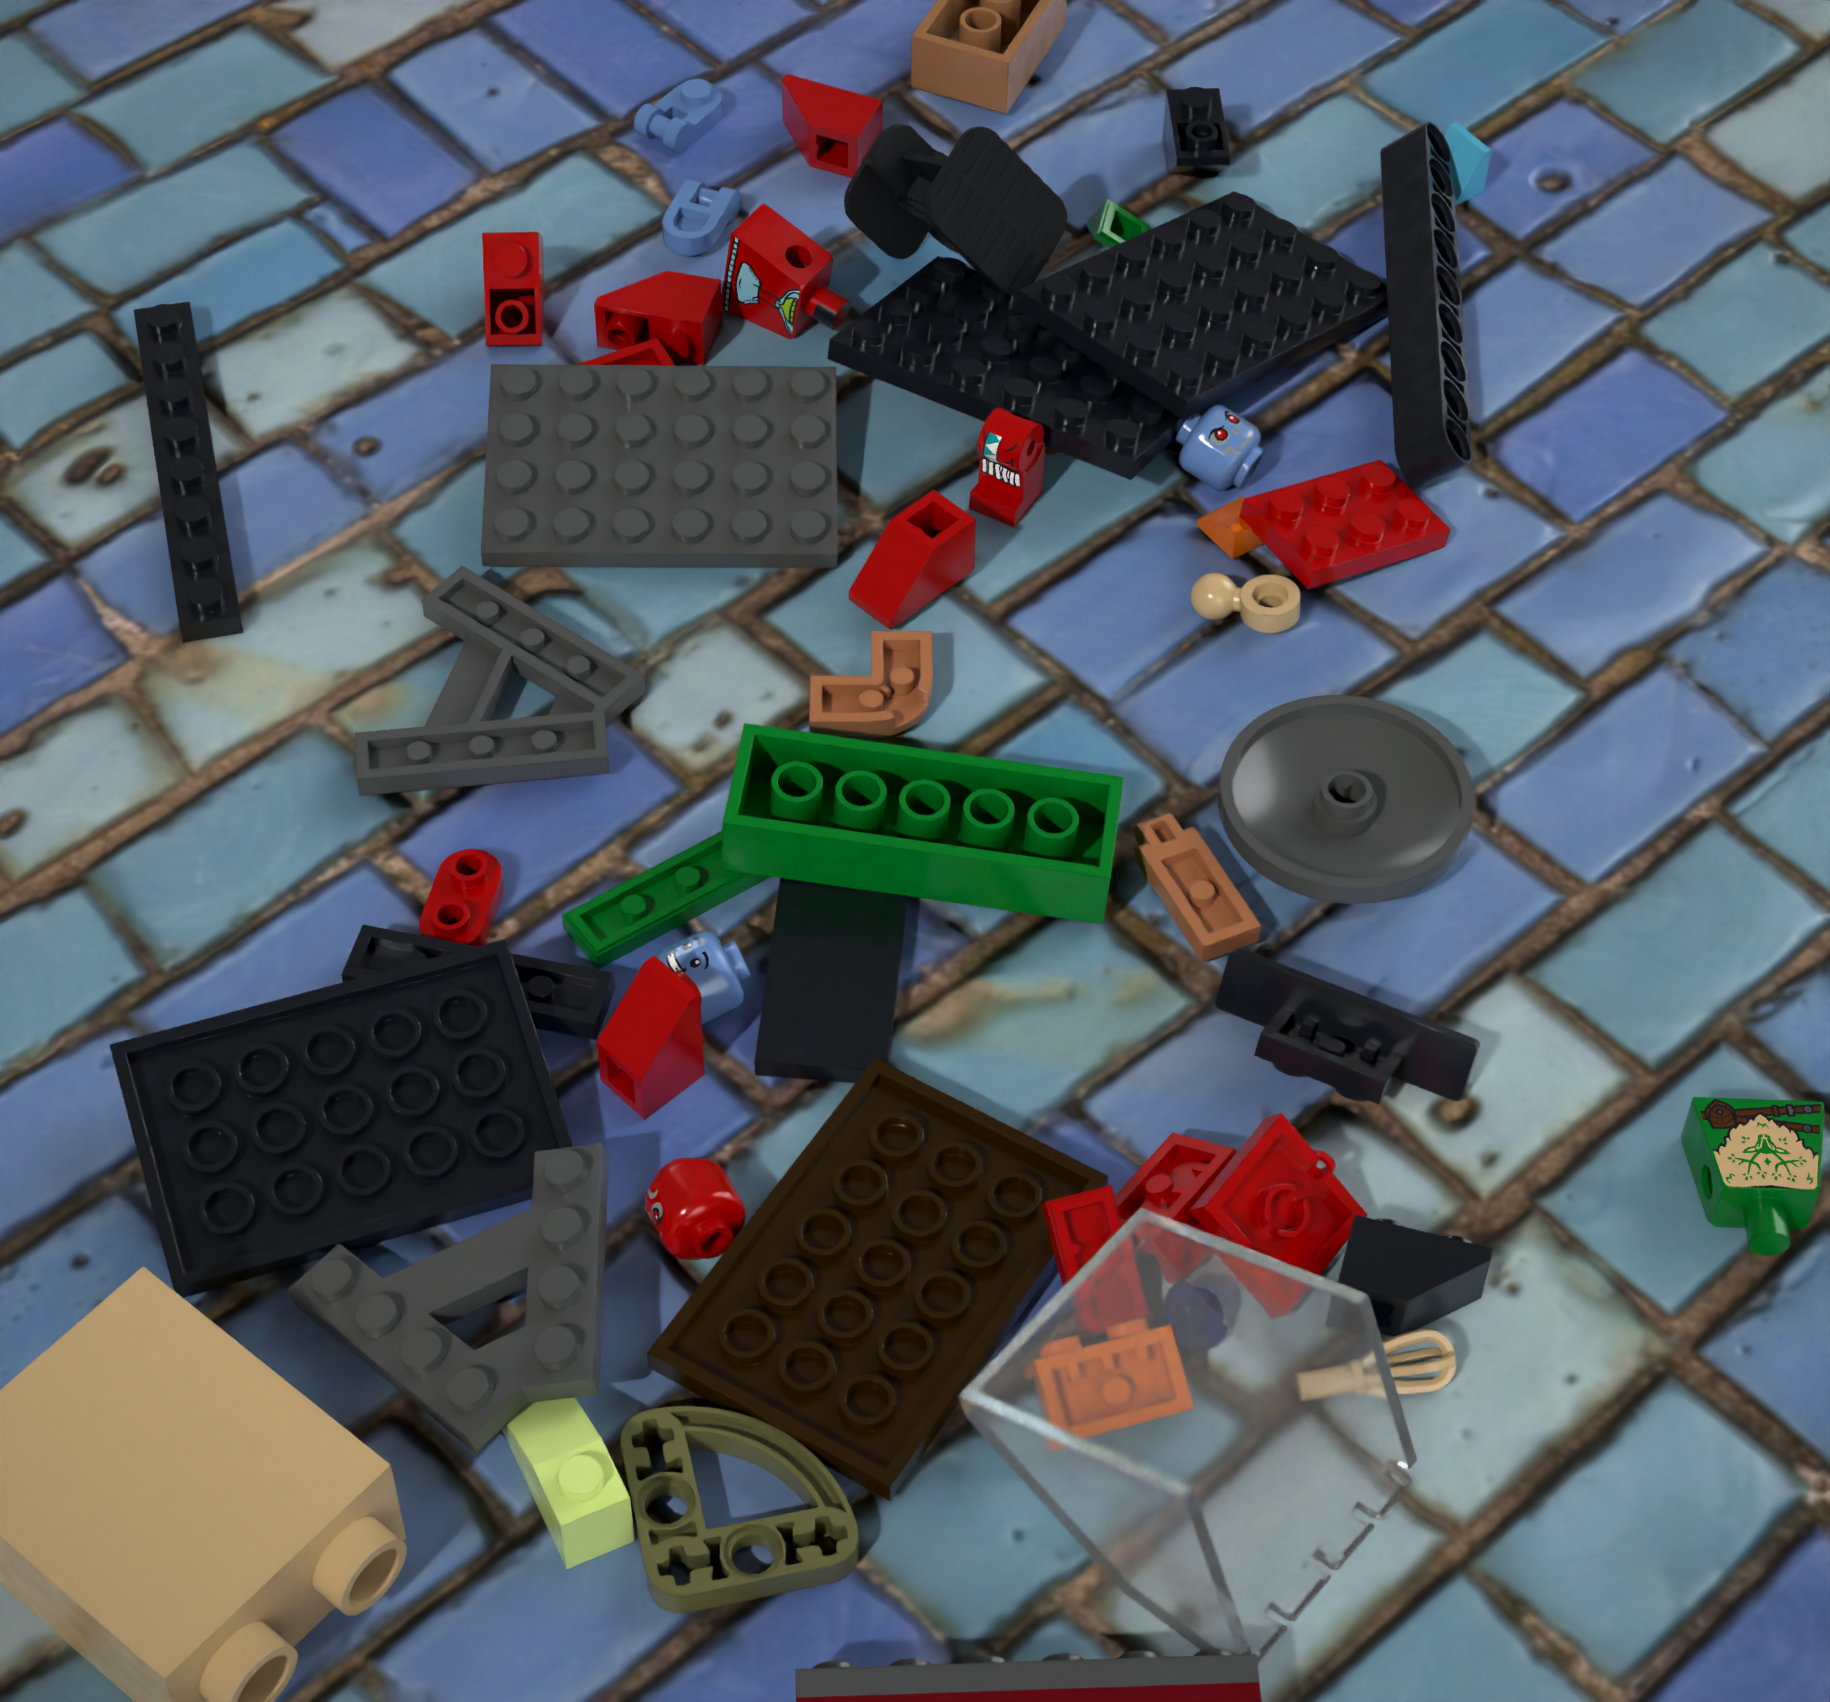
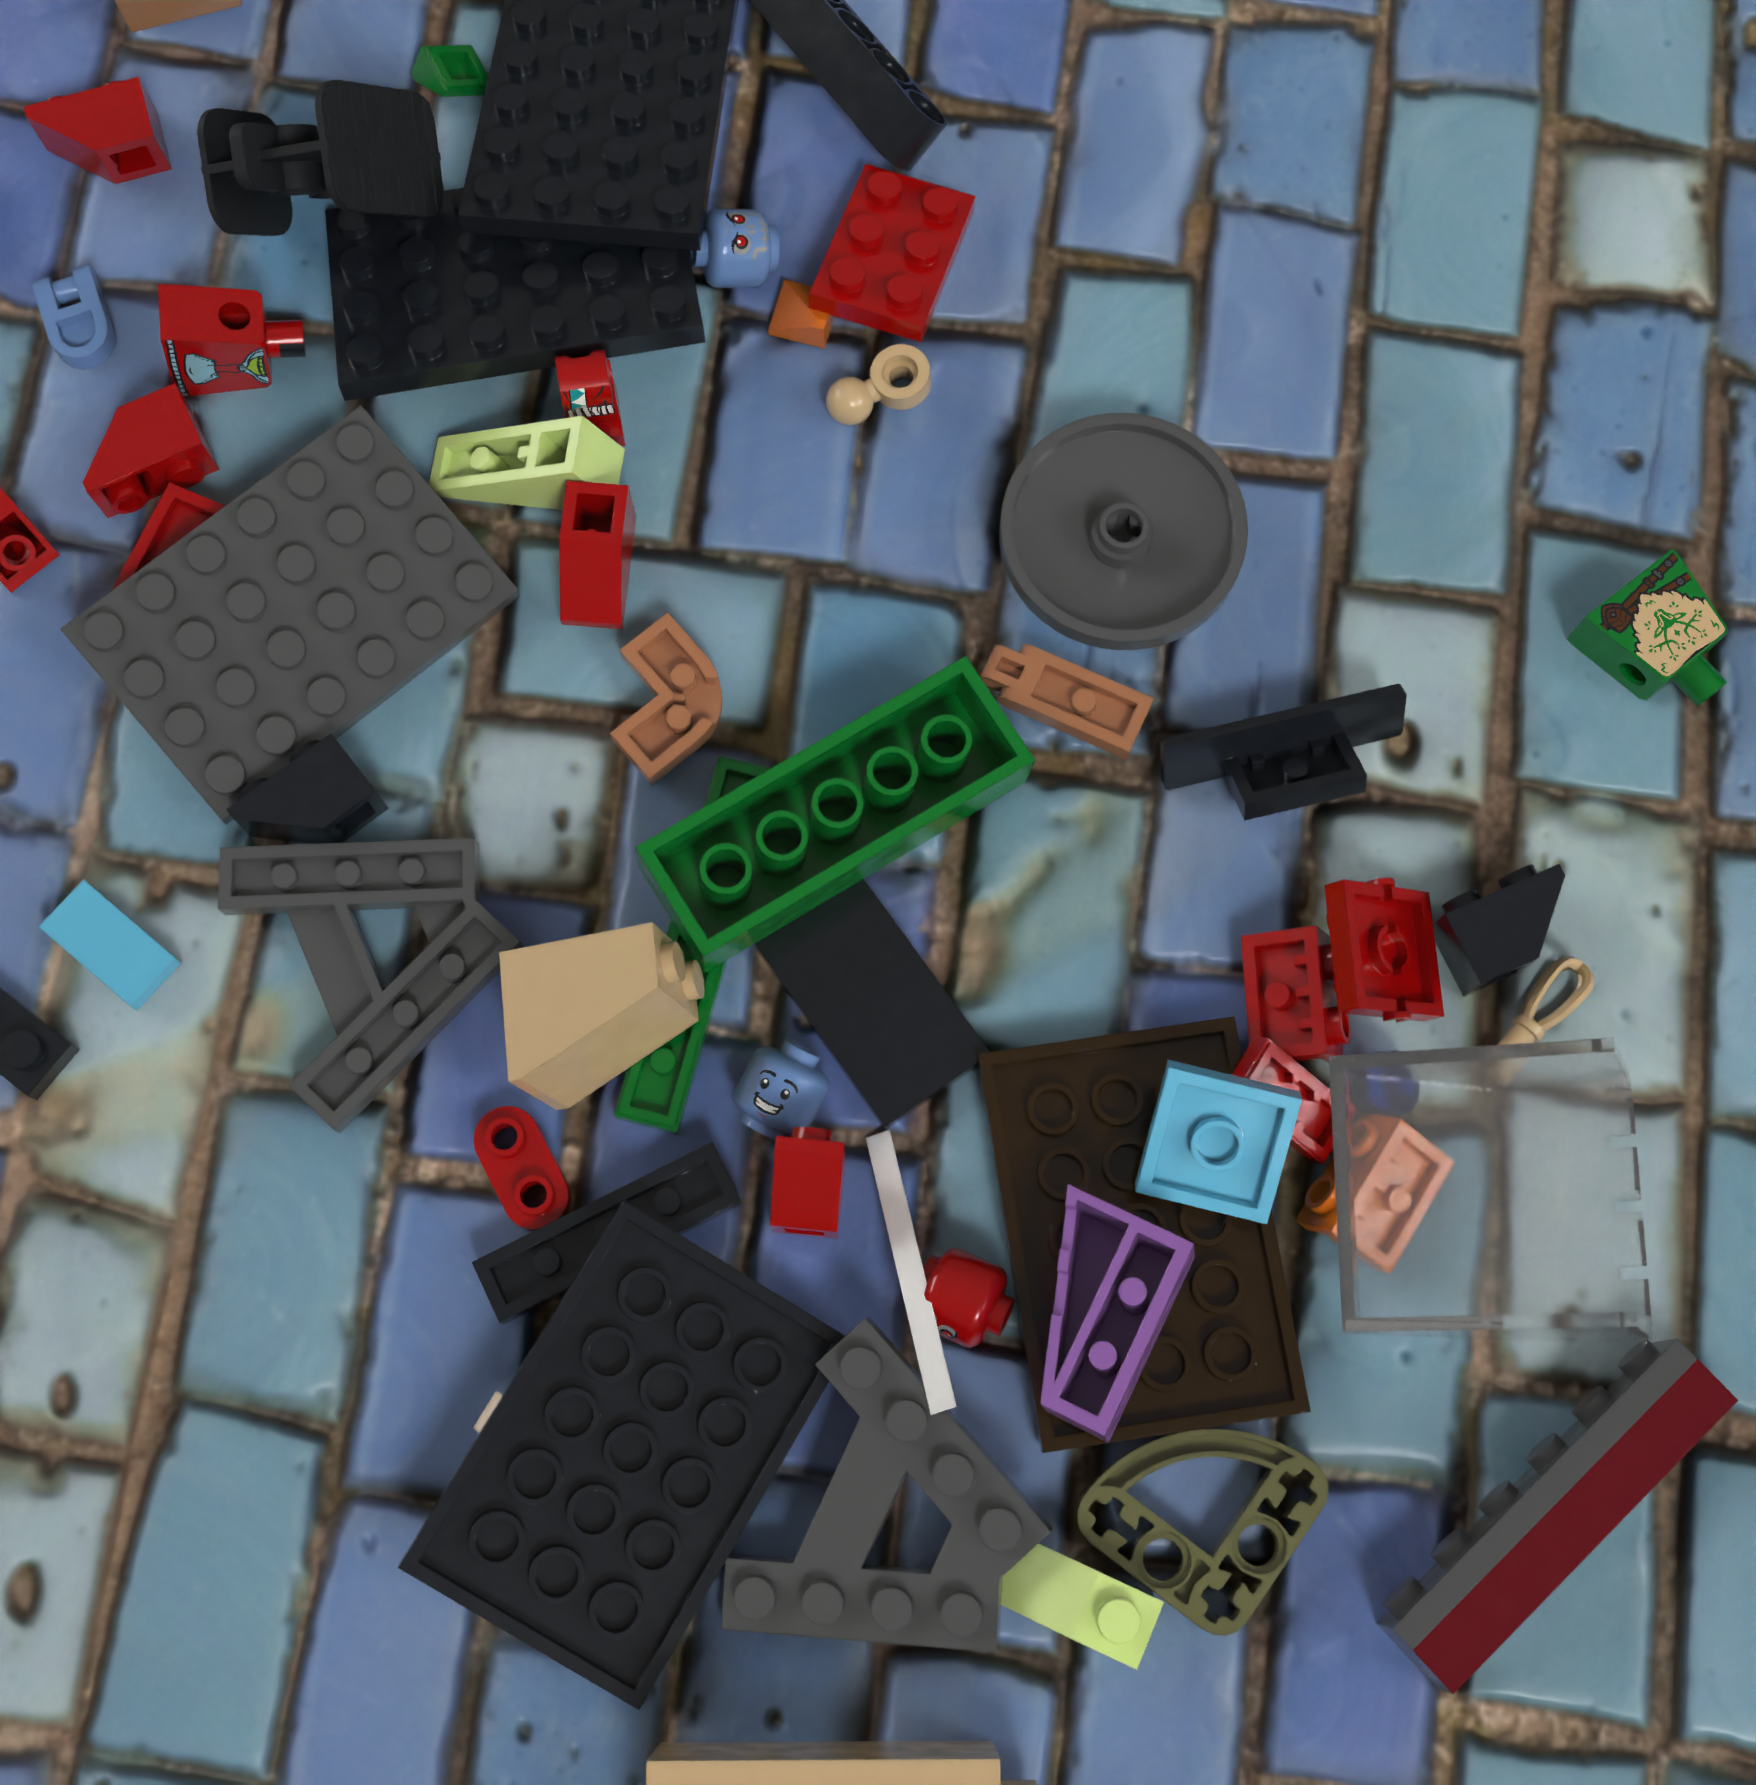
camera: 40 degrees left, 25 degrees up
(329, 582) = (110, 945): none -> medium azure tile
(556, 577) = (311, 799): none -> black slope
(611, 813) = (593, 1008): none -> tan slope
(669, 1154) = (910, 1273): none -> white sticker
(787, 1269) = (1107, 1309): none -> medium lavender wedge
(905, 471) = (525, 462): none -> yellowish green slope
(996, 1221) = (1217, 1141): none -> medium azure plate

